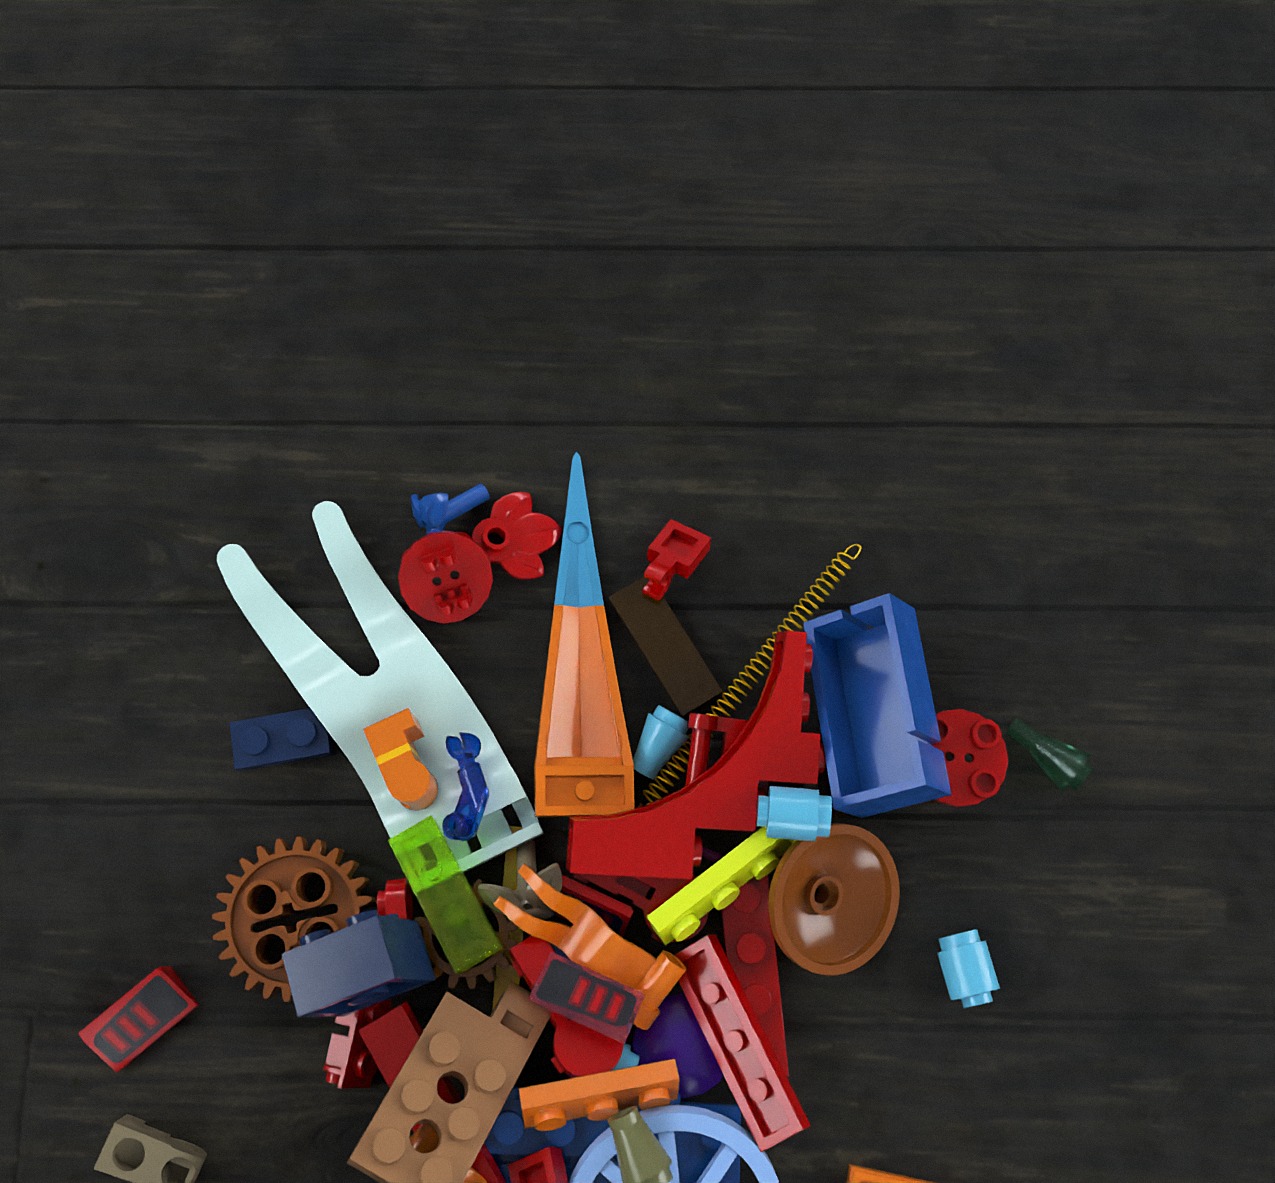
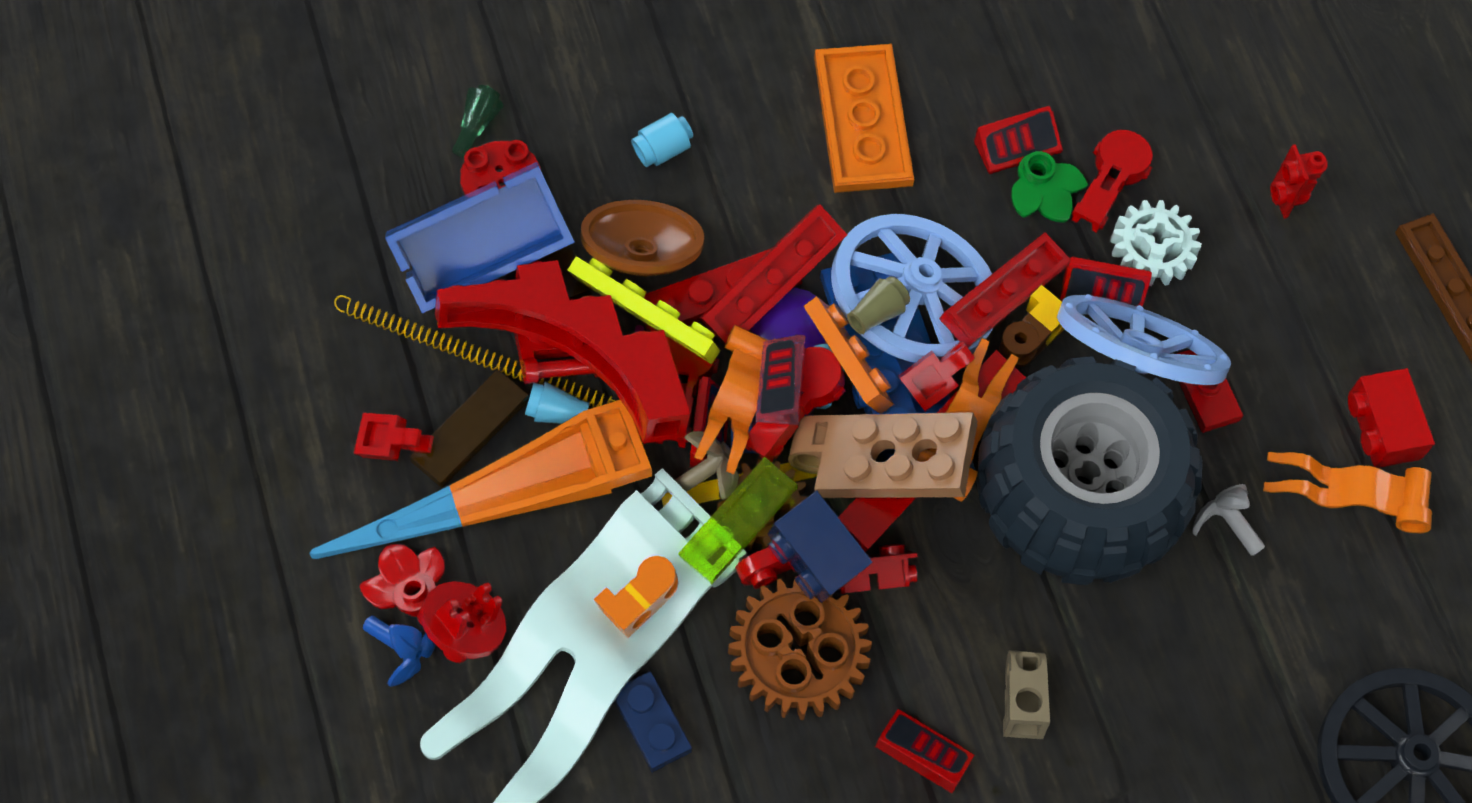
camera: 115 degrees left, 10 degrees down
(469, 811) = (648, 527): clear blue arm -> none
(794, 813) = (588, 263): medium azure brick -> none

